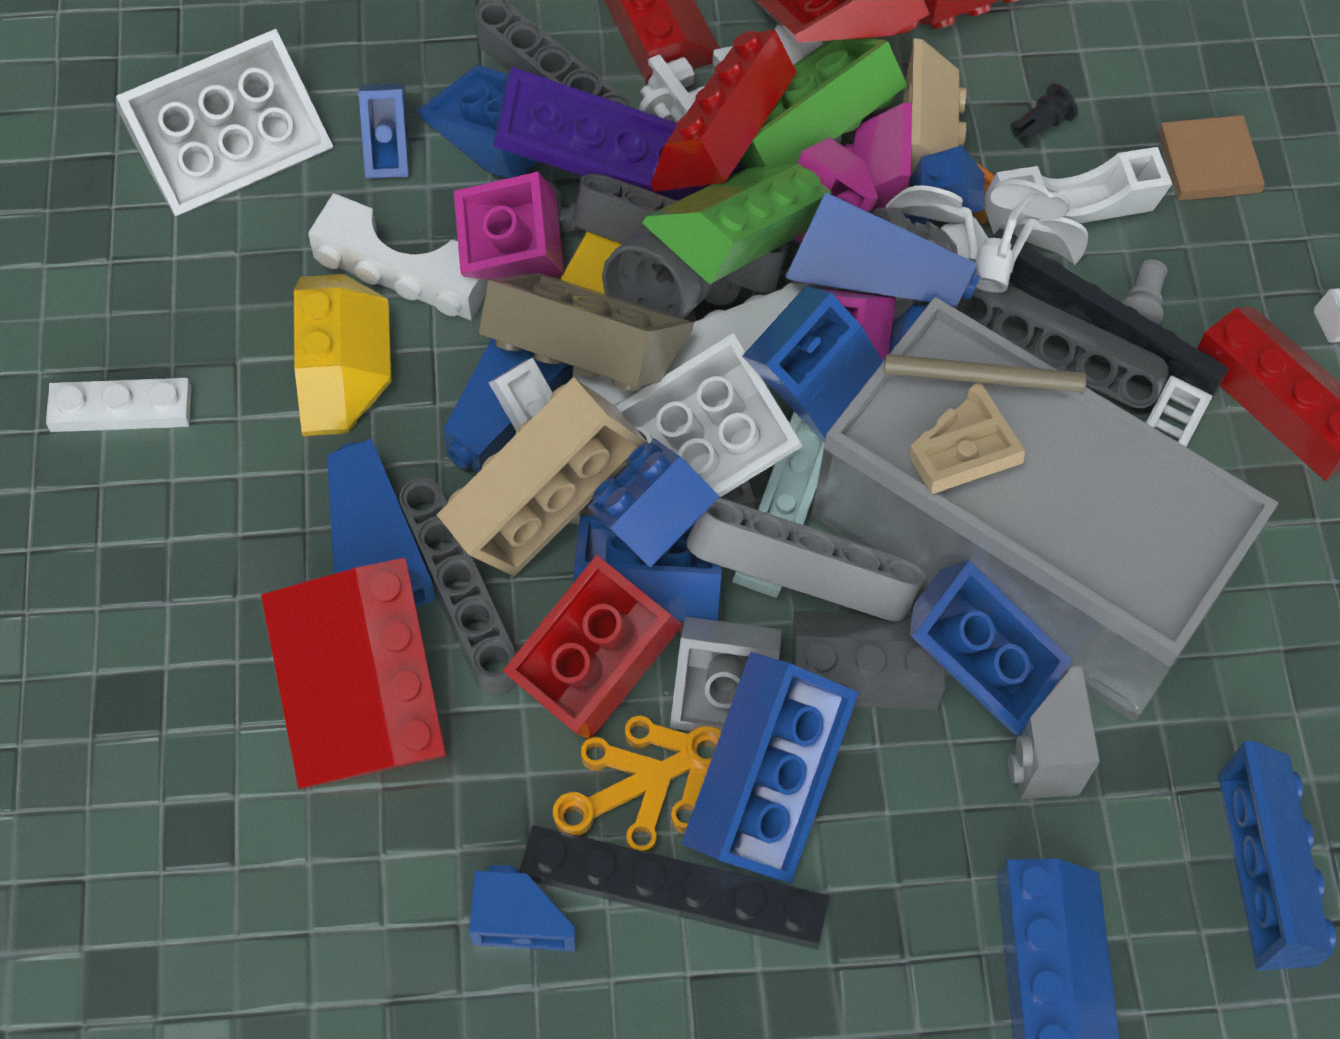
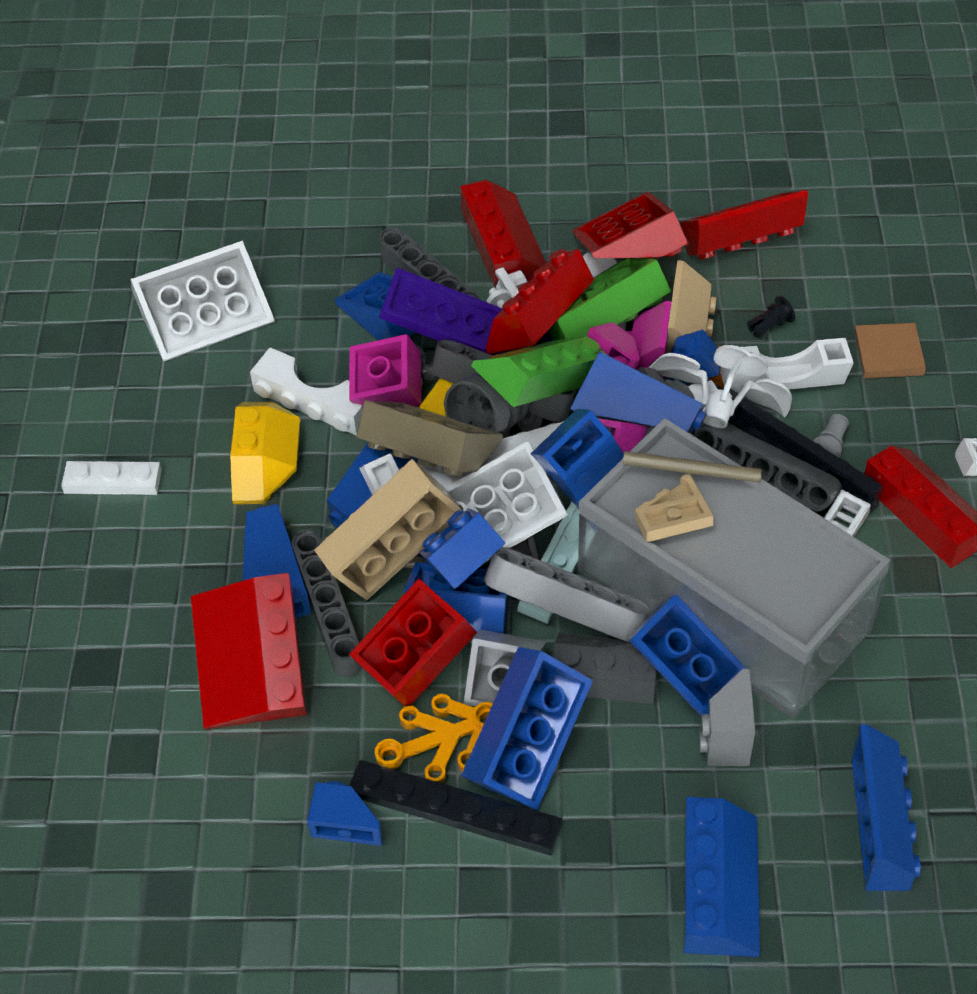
camera: 10 degrees right, 10 degrees down
(384, 130) = (310, 310): blue slope -> none

